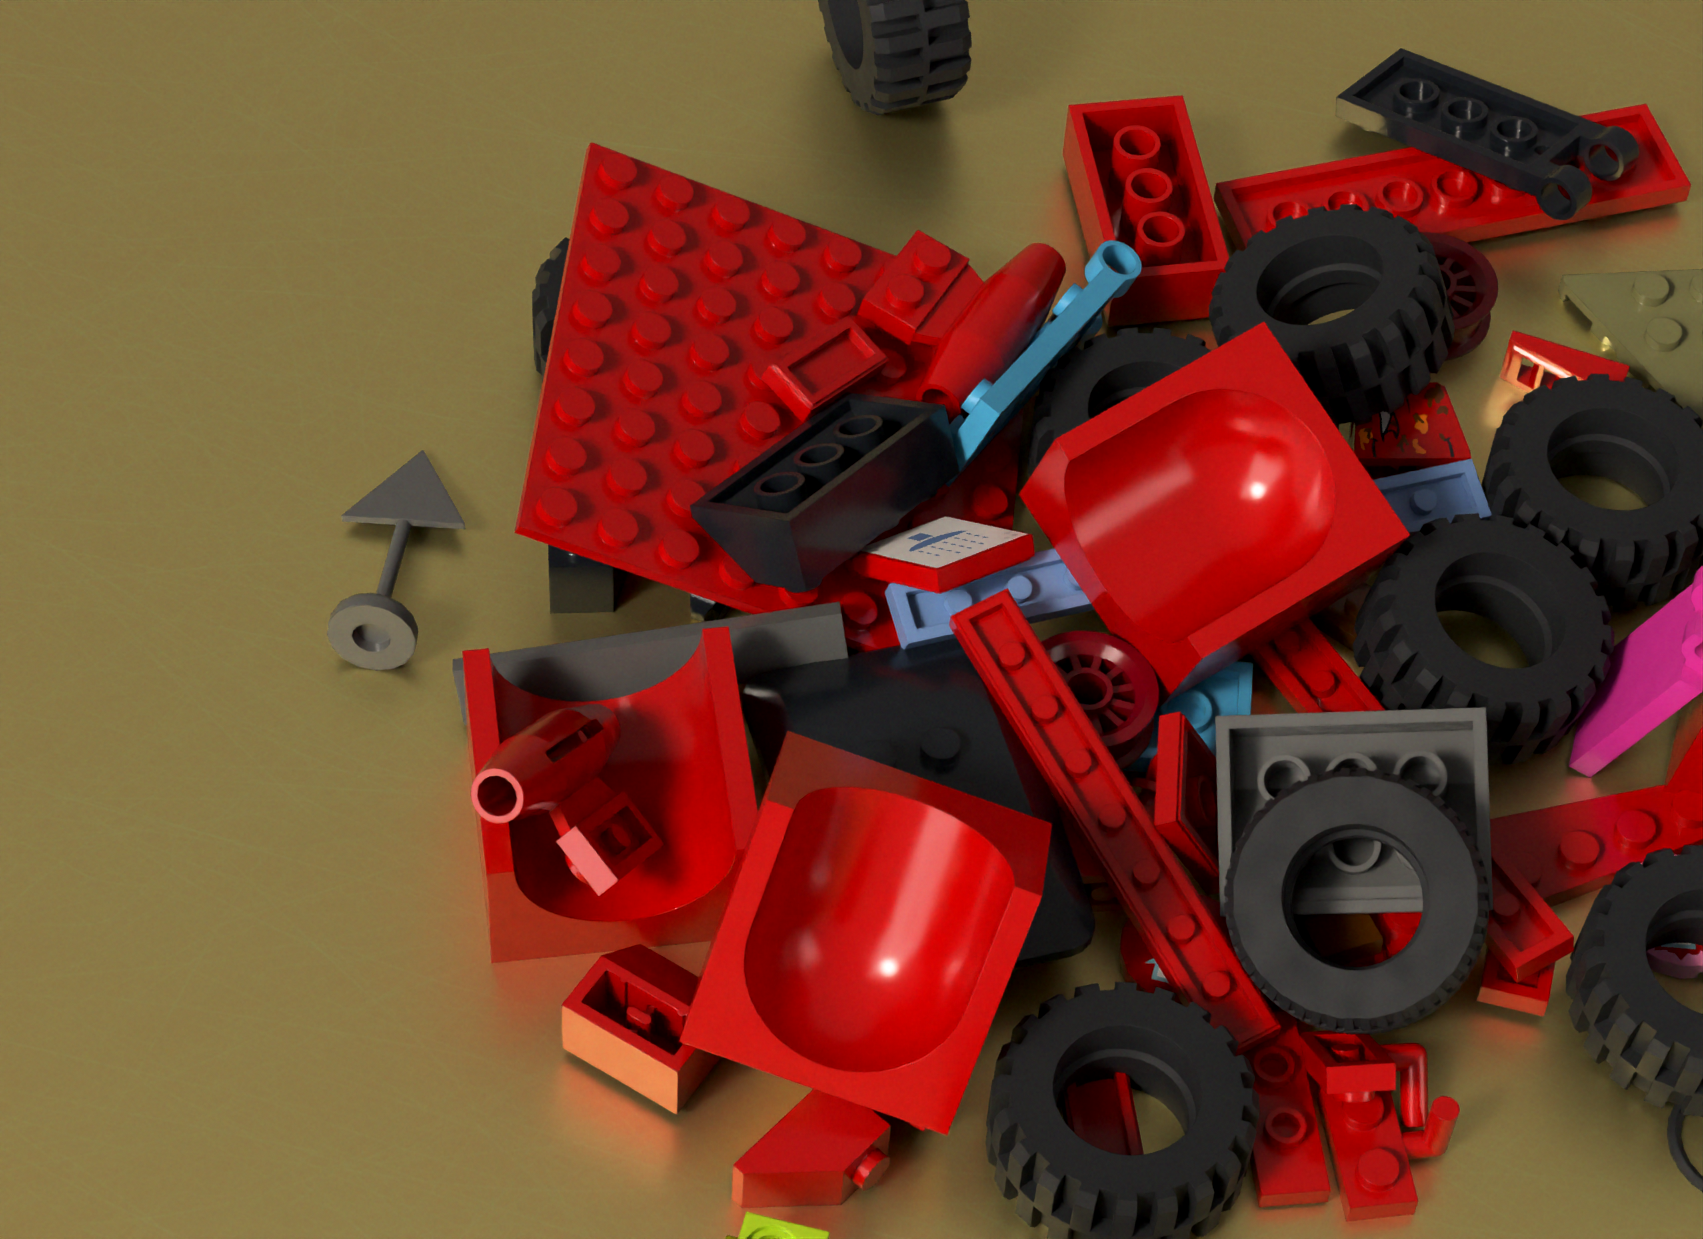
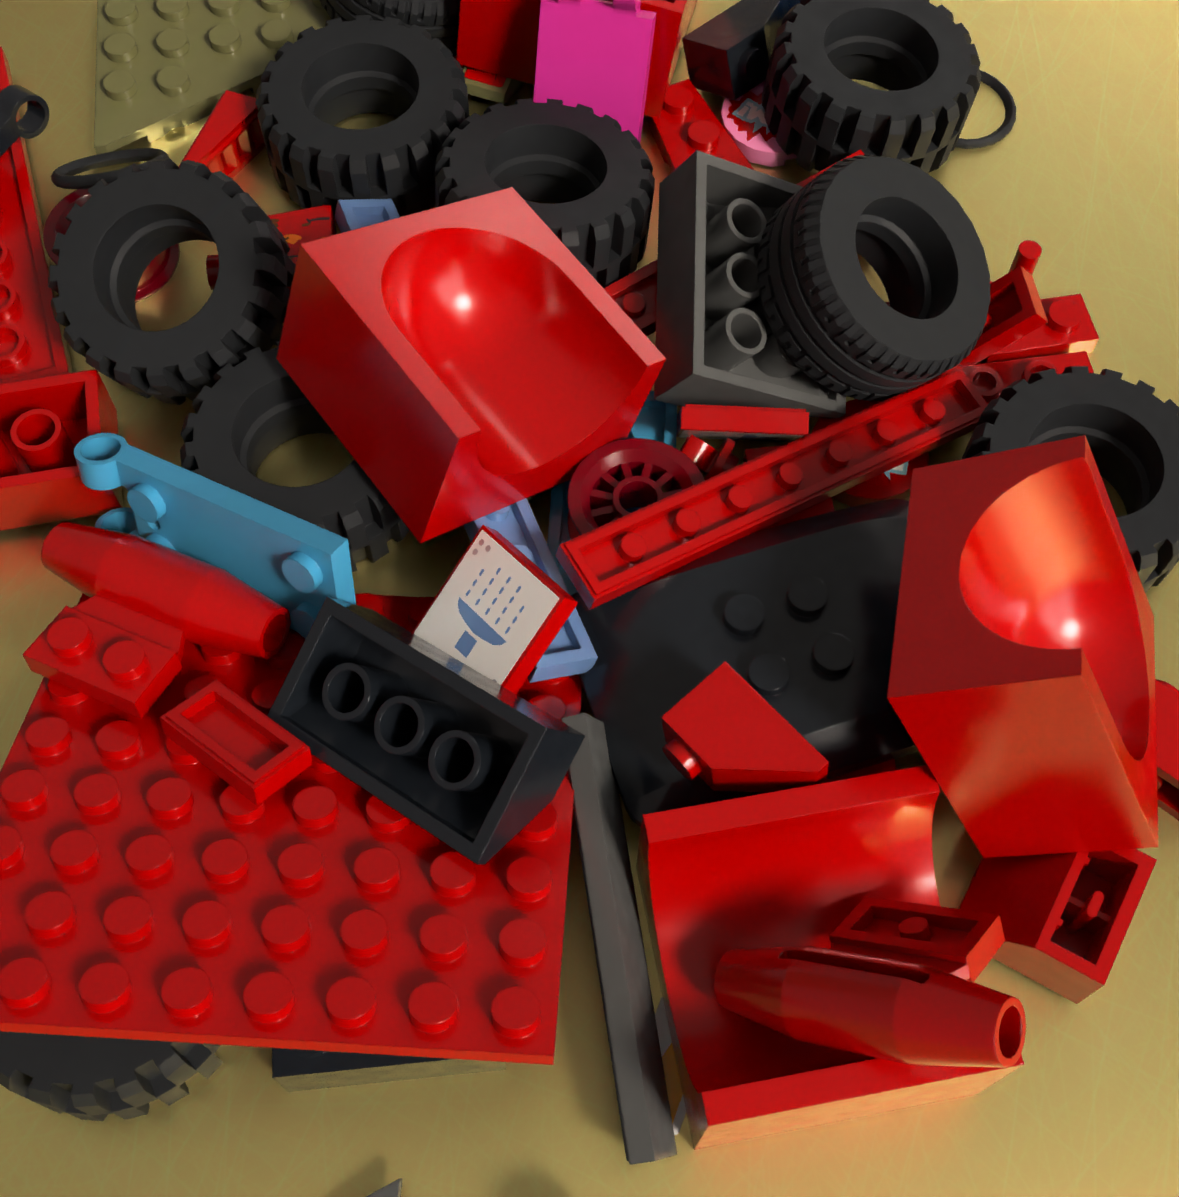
camera: 90 degrees left, 10 degrees up
(810, 697) = (738, 739): none -> red slope
(1504, 299) = (64, 178): none -> black tyre

